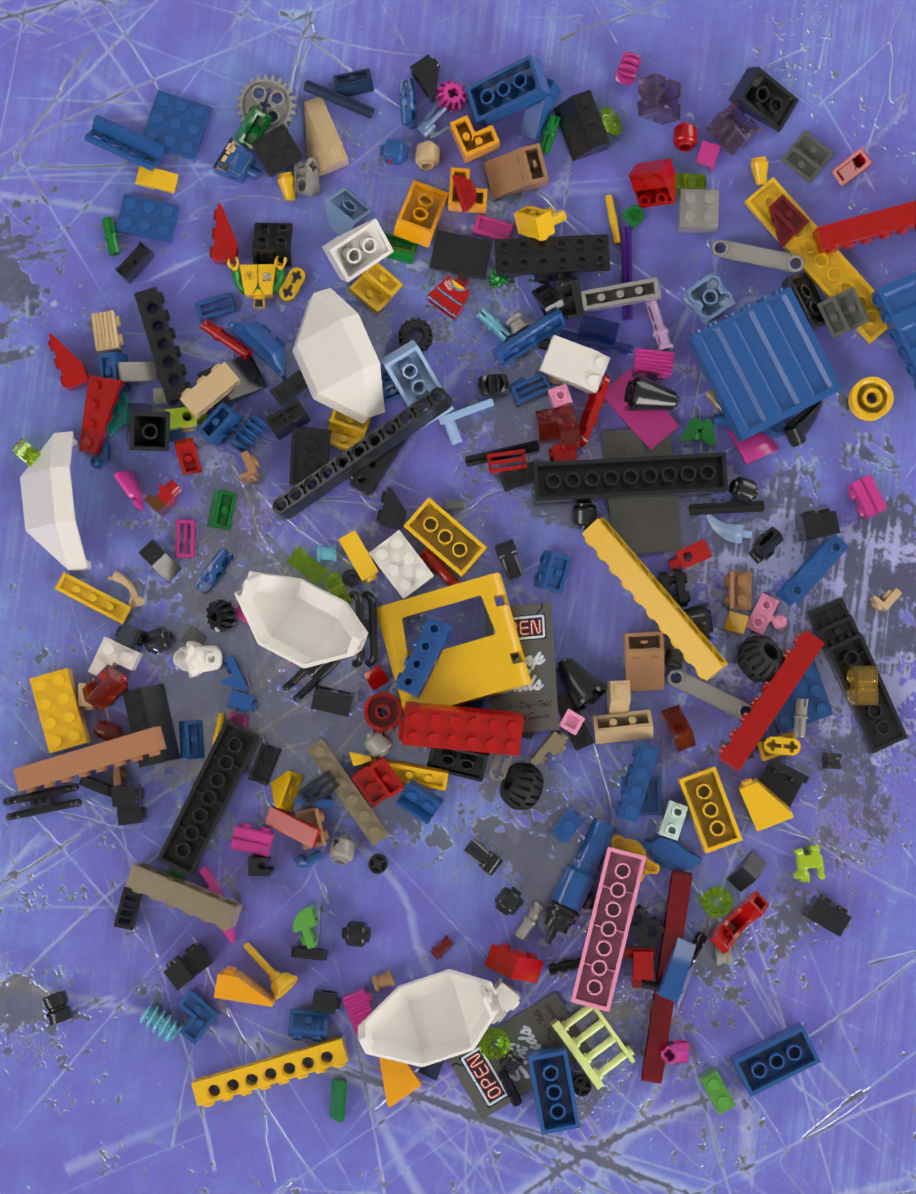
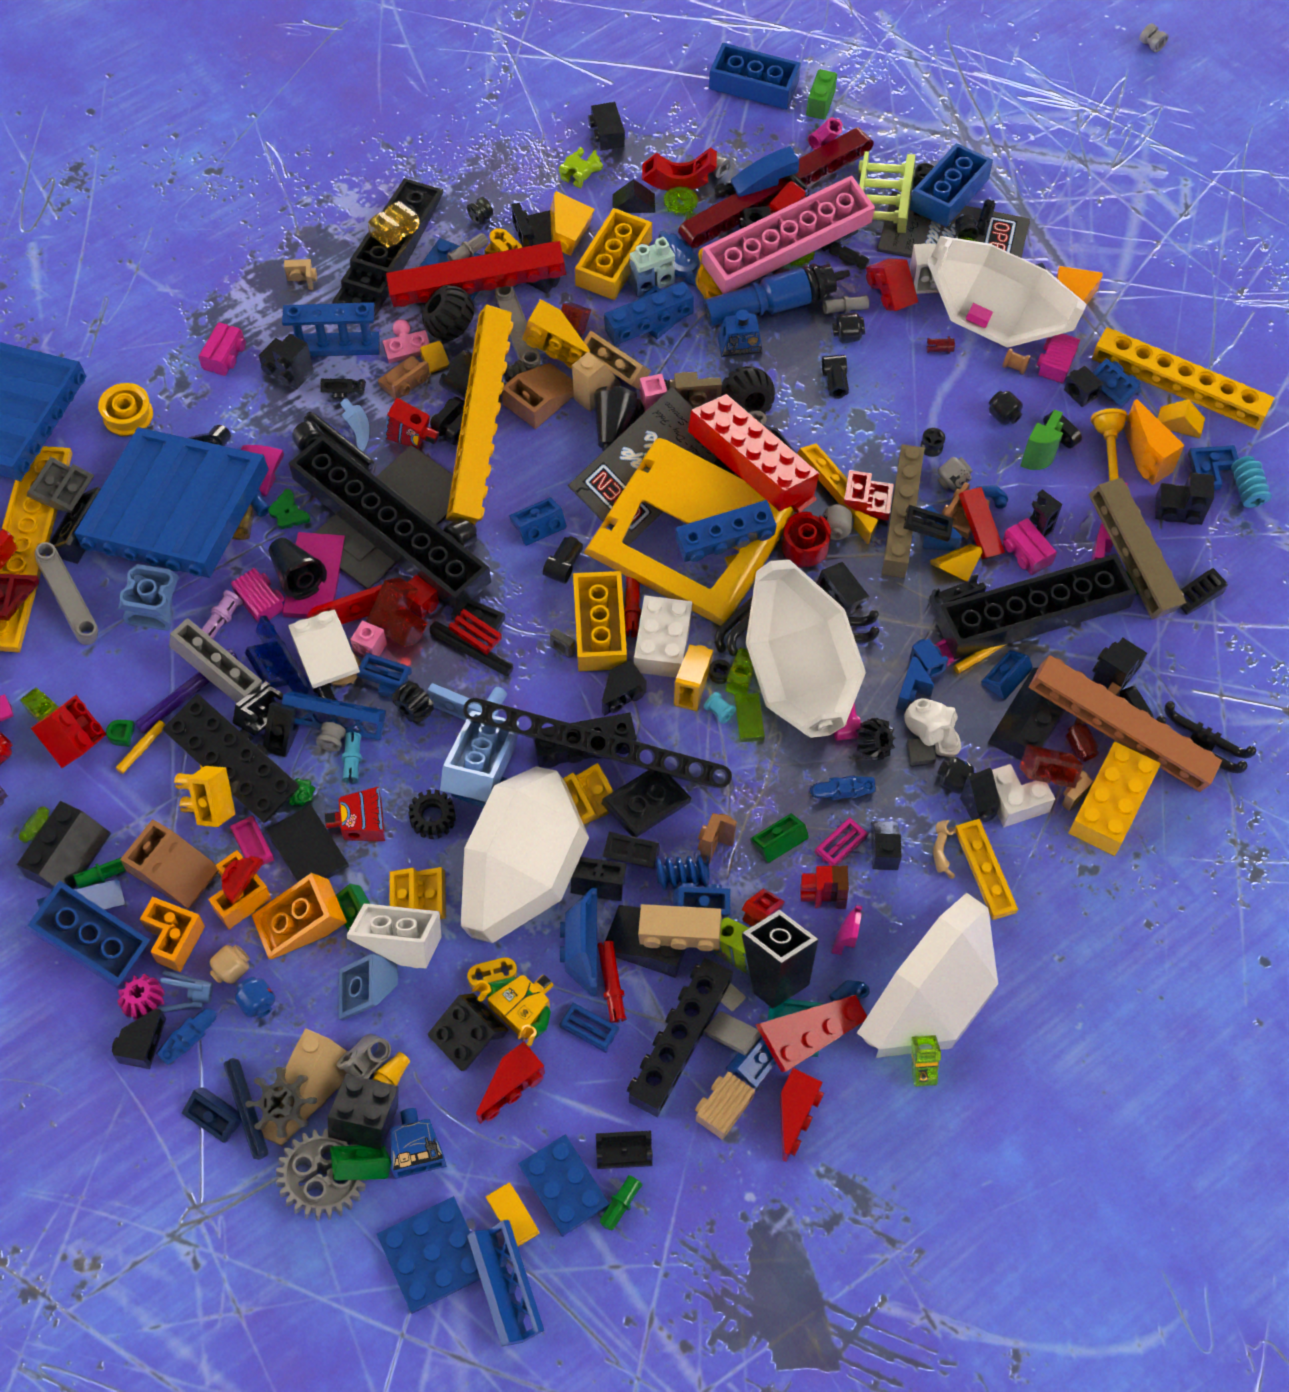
camera: 135 degrees left, 25 degrees down
(245, 1036) = (1182, 418): none -> yellow slope
(319, 113) = (292, 1100): none -> dark grey gear
(338, 1099) = (1140, 316): green slope -> none
(419, 801) = (848, 451): blue bracket -> none
(436, 992) = (979, 315): none -> dark pink tile
(680, 700) = (554, 334): none -> yellow slope
(698, 211) = (64, 675): light grey brick -> none

